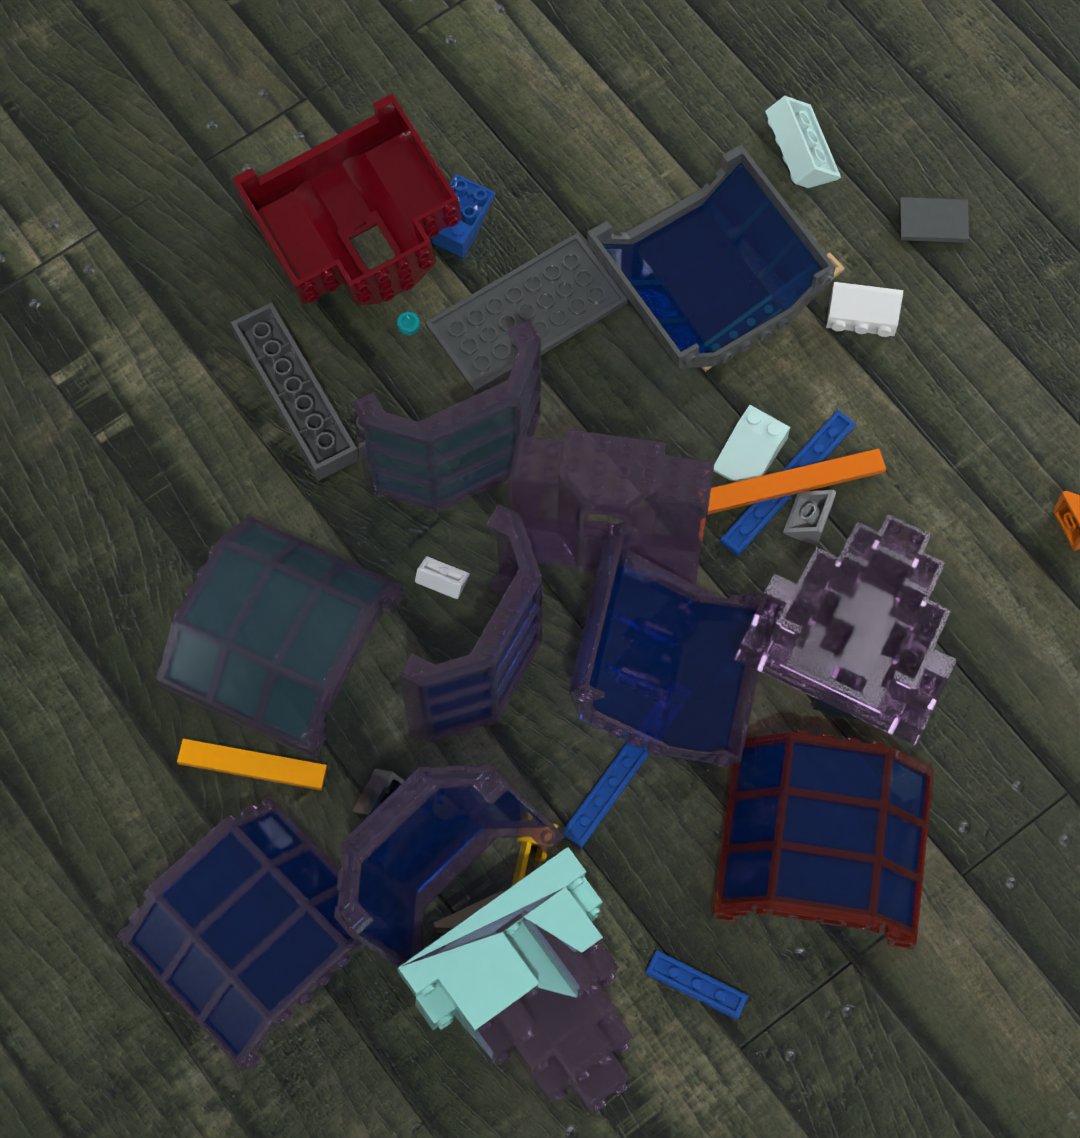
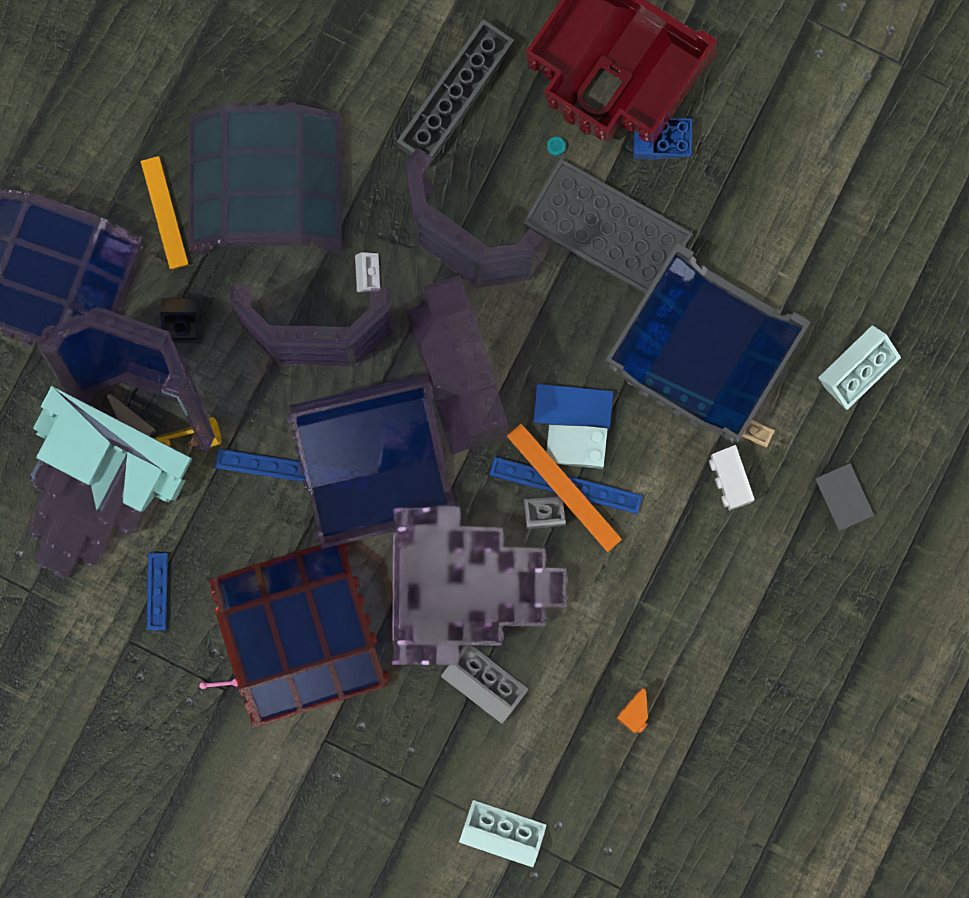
camera: 60 degrees right, 15 degrees up
(707, 427) = (573, 406): none -> blue tile
(848, 945) = (203, 685): none -> bright pink hinge
(984, 664) = (485, 683): none -> light grey slope

